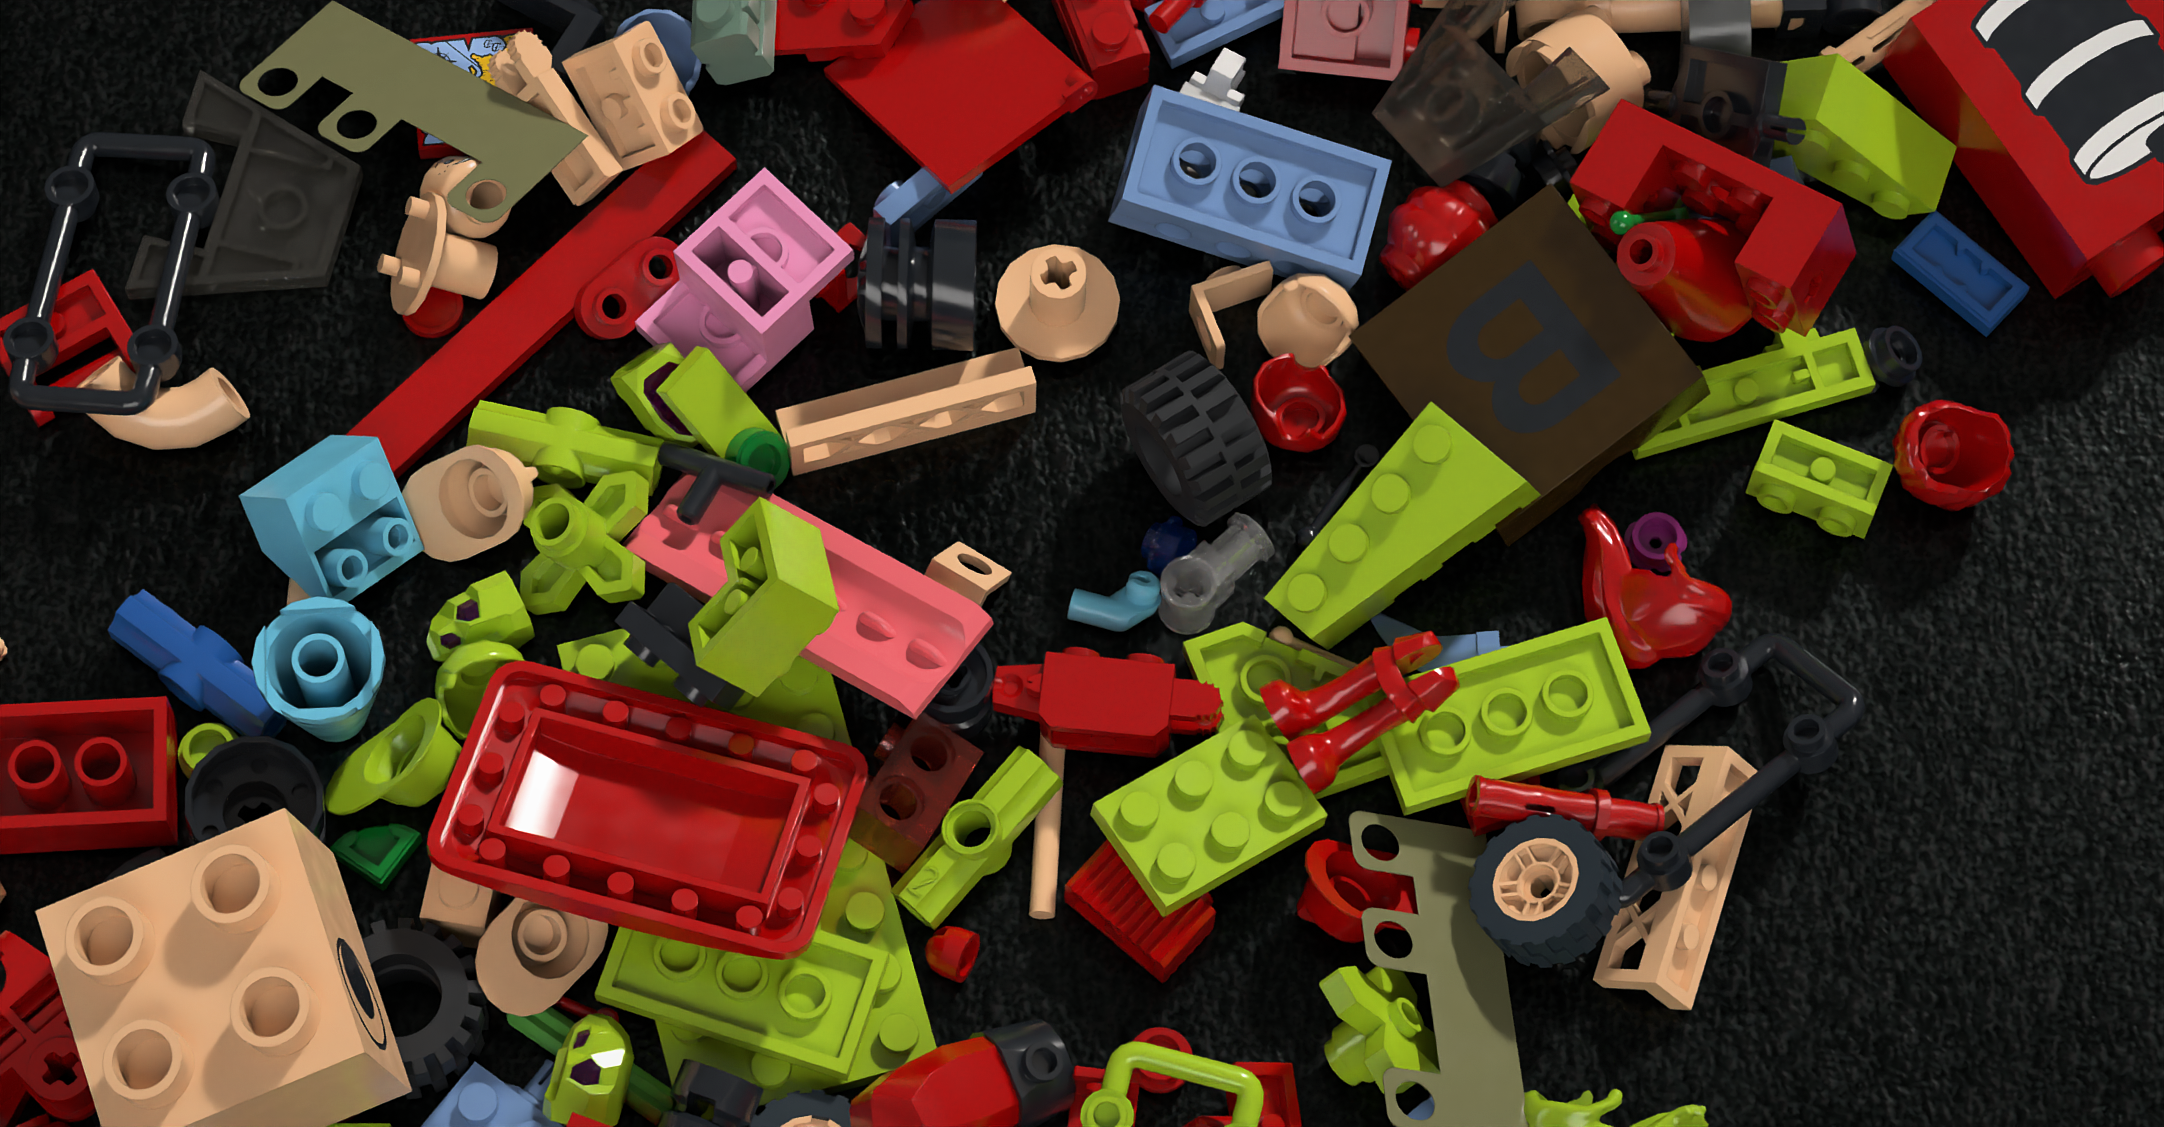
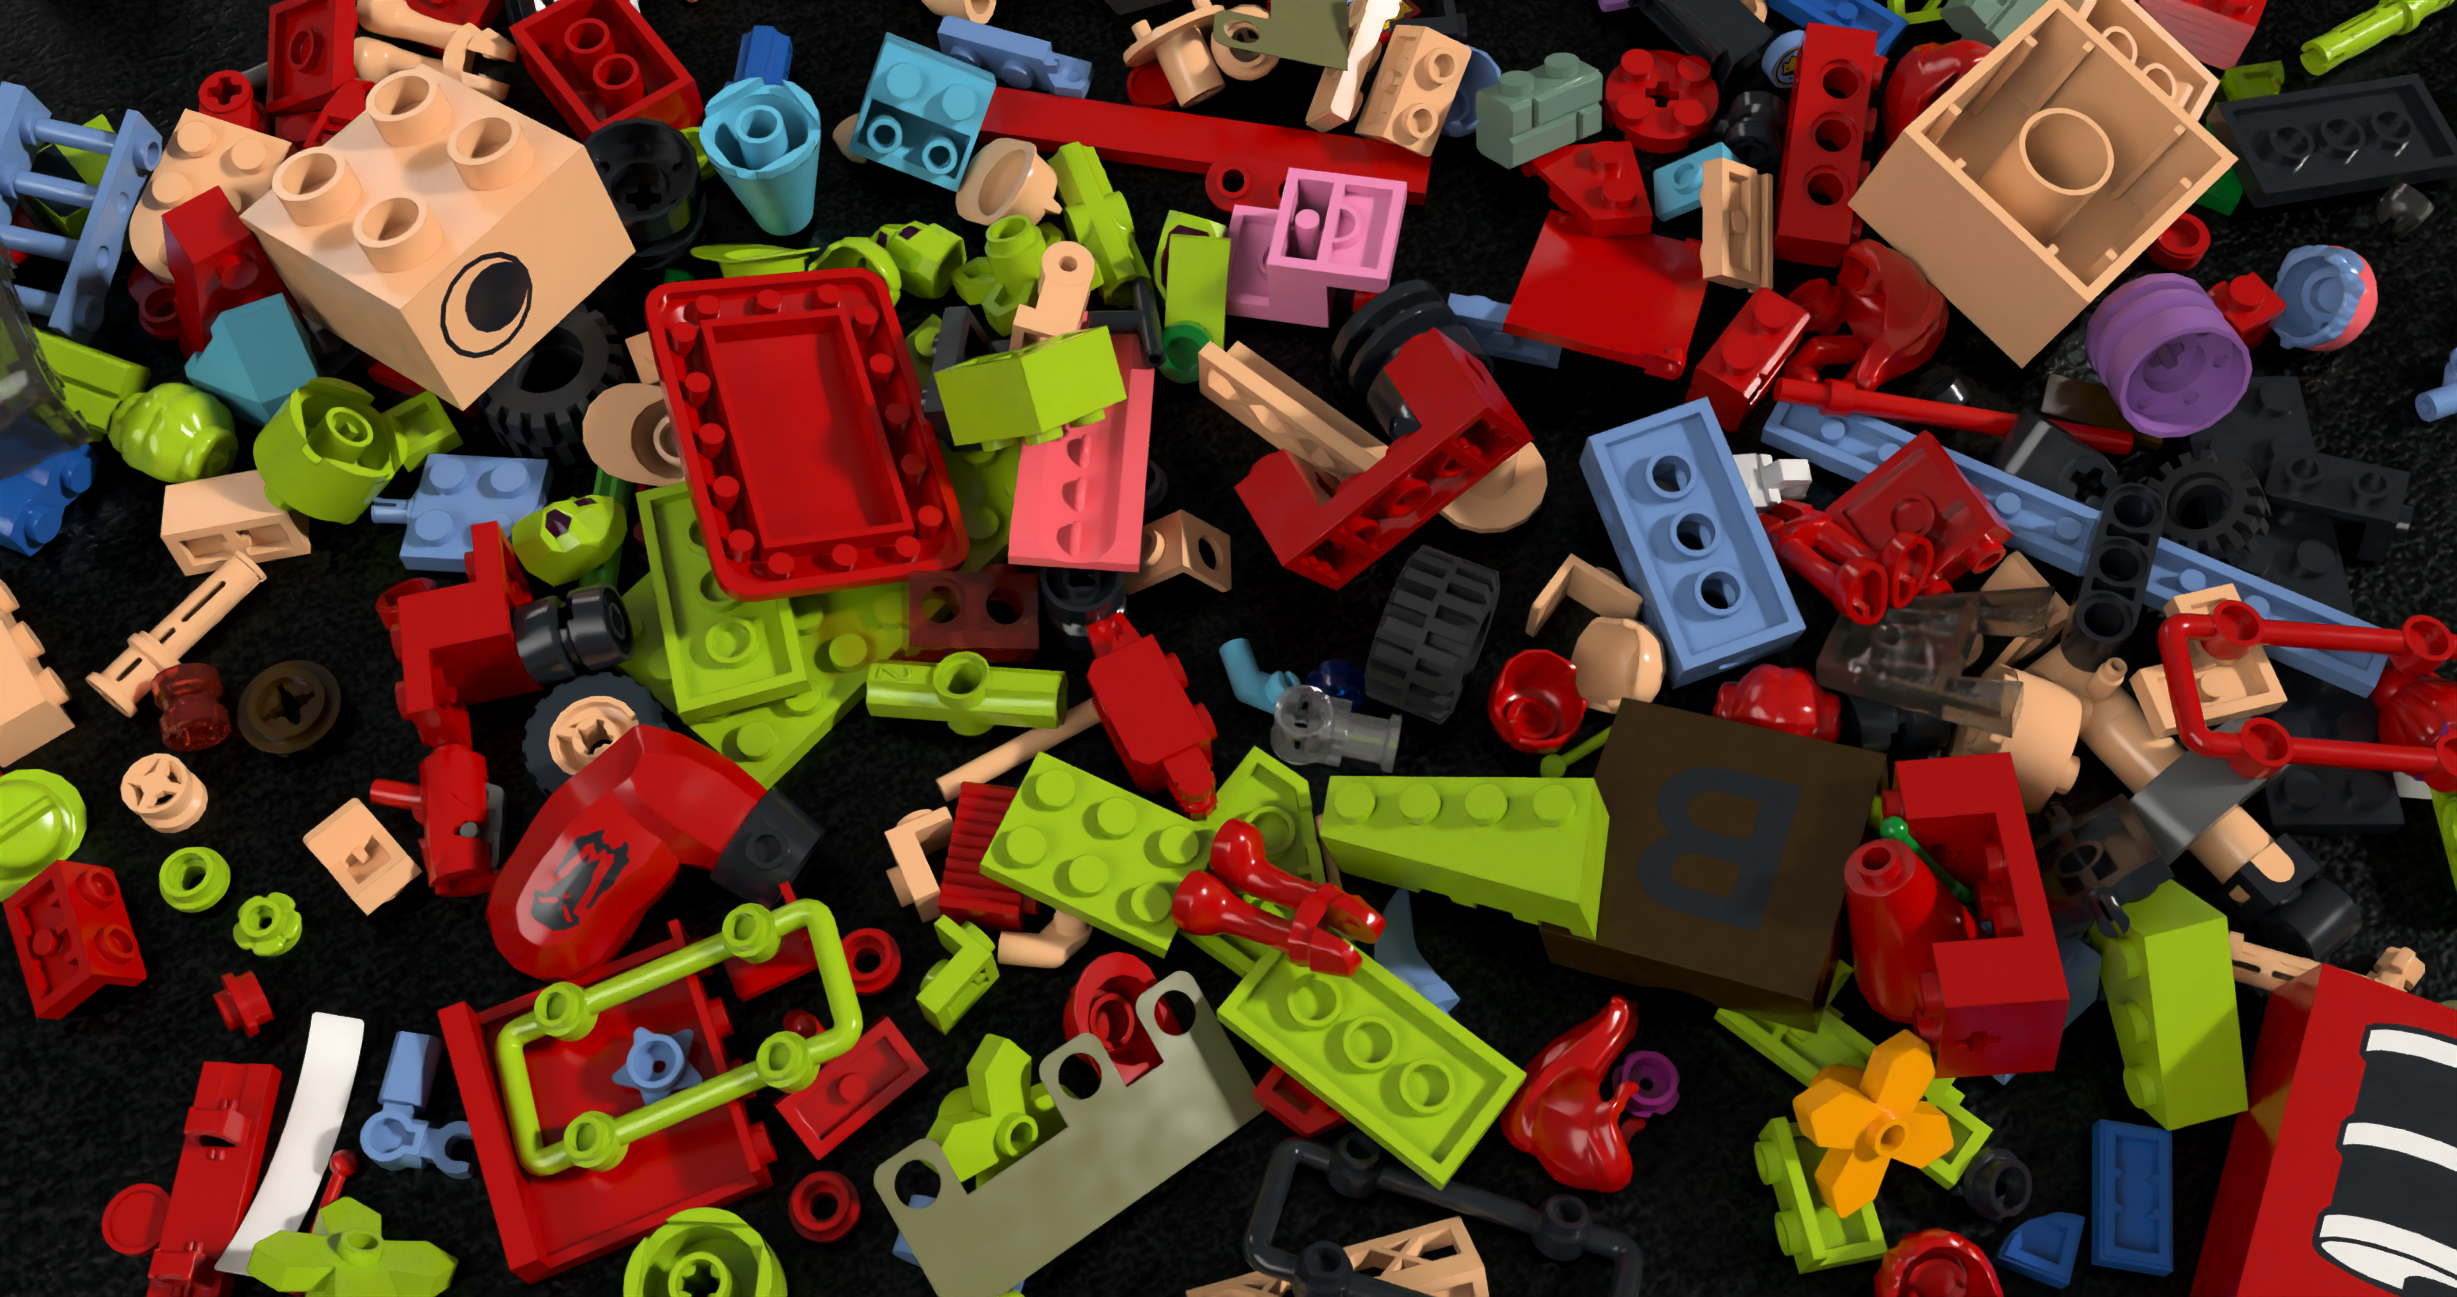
camera: 60 degrees right, 5 degrees down
(324, 405) = (1014, 57): none -> medium blue hinge
(672, 525) = (1062, 292): none -> light nougat leg
(952, 952) = (859, 743): red hinge -> none
(1021, 460) = (1342, 528): none -> red plate
(1112, 976) = (910, 842): none -> light nougat bracket
(1233, 1000) = (957, 984): none -> lime bracket
(1243, 912) = (1049, 947): none -> light nougat arm
(1351, 430) = (1555, 766): none -> lime hinge
(1382, 71) = (1863, 576): none -> red piece
(1538, 857) = (1217, 1183): black wheel -> none
(1593, 810) = (1317, 1159): red pin -> none
(1803, 403) = (1871, 1119): none -> light orange plant
(1953, 360) = (2042, 1248): none -> blue tile

